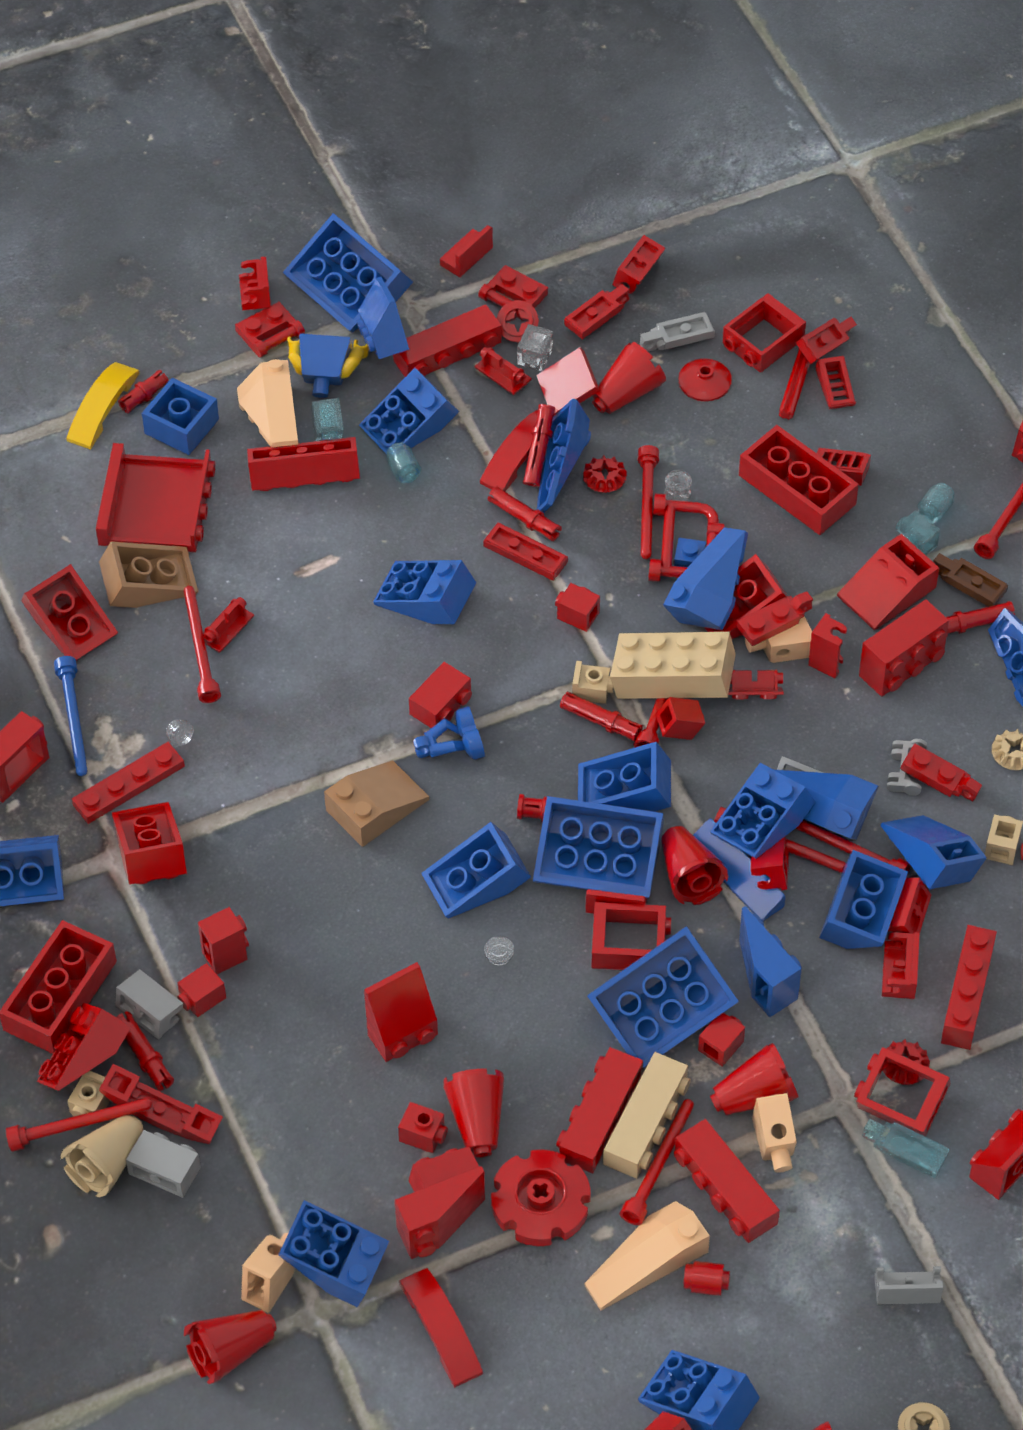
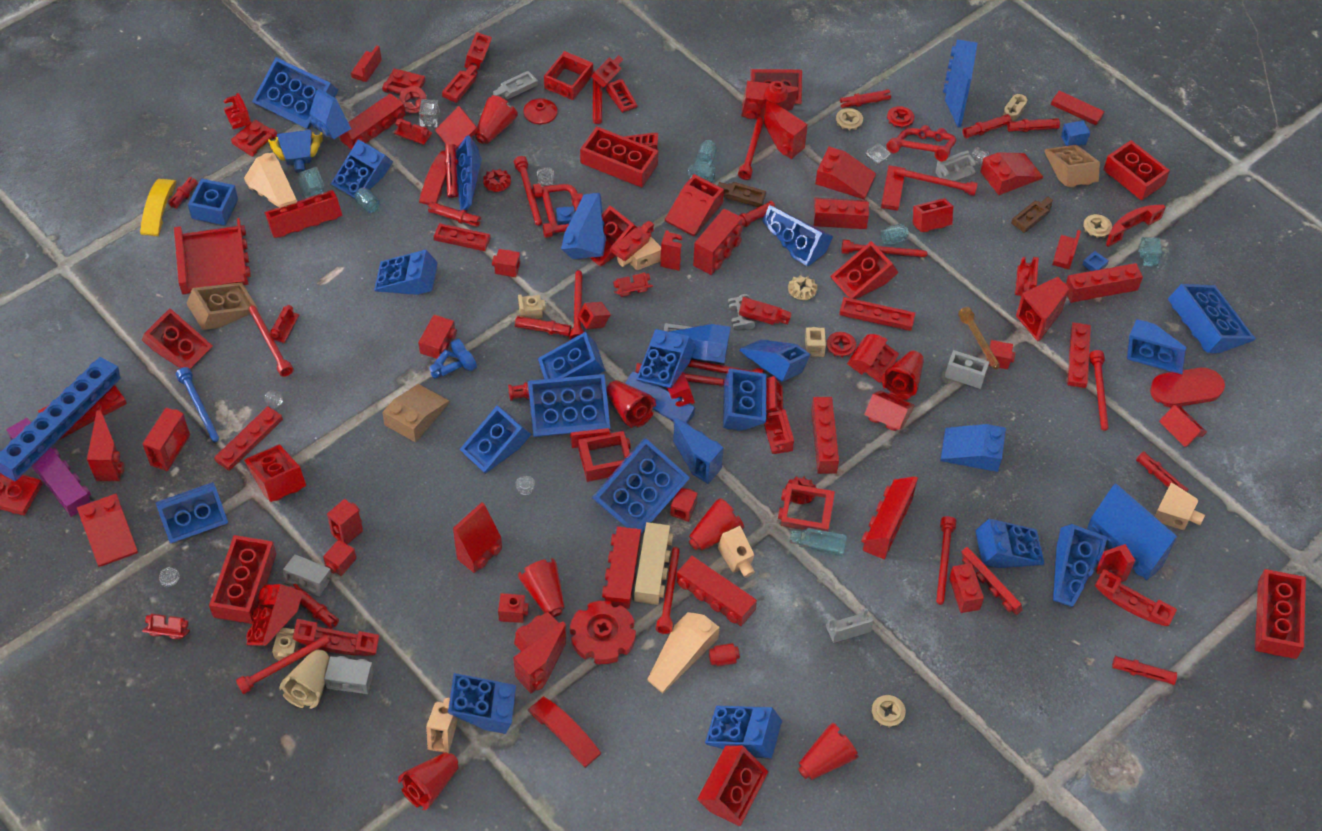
camera: 20 degrees left, 0 degrees up
(673, 665) = (579, 283): tan brick -> none

